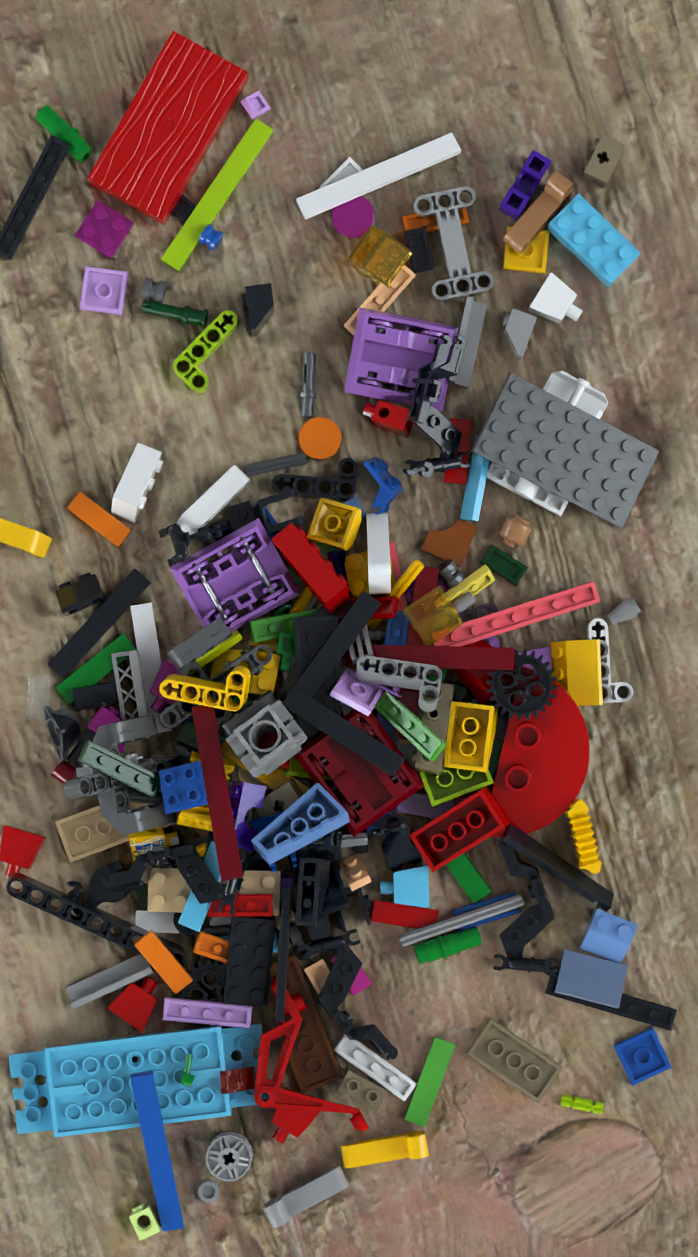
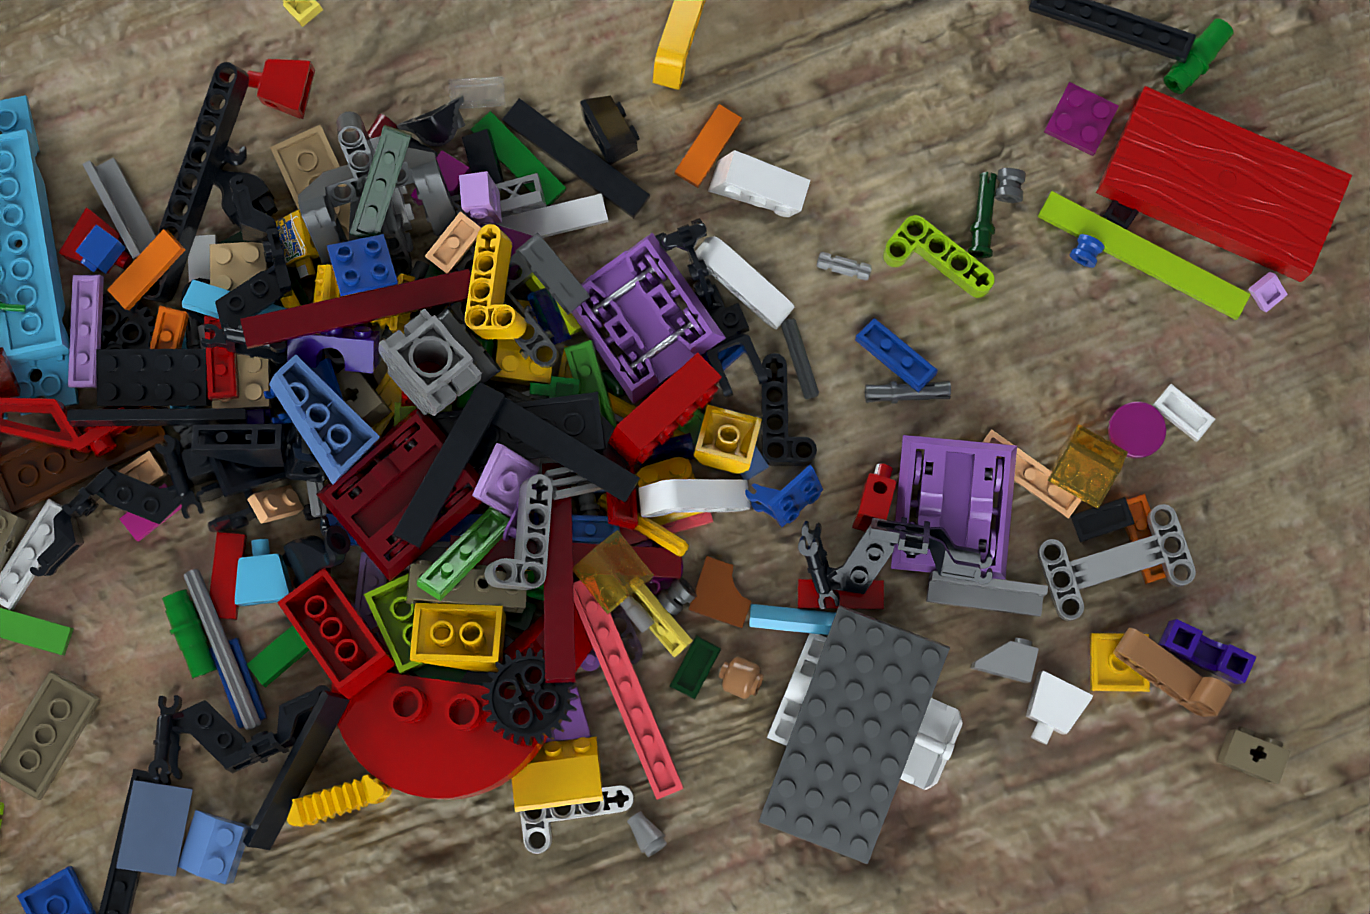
camera: 95 degrees right, 5 degrees down
(103, 290) = (1002, 125): lavender tile -> none
(136, 695) = (480, 198): none -> lavender brick
(145, 997) = (99, 250): none -> blue brick
(170, 717) = (453, 243): none -> light nougat plate
(205, 423) = (844, 266): none -> light grey axle
(227, 652) = (549, 315): none -> clear blue tile
(260, 304) = (1002, 317): black slope -> none
(279, 391) = (896, 355): none -> blue tile
(320, 438) = (839, 413): orange tile -> none
(378, 175) = (1195, 458): white tile -> none
(593, 240) = (1143, 751): medium azure brick -> none

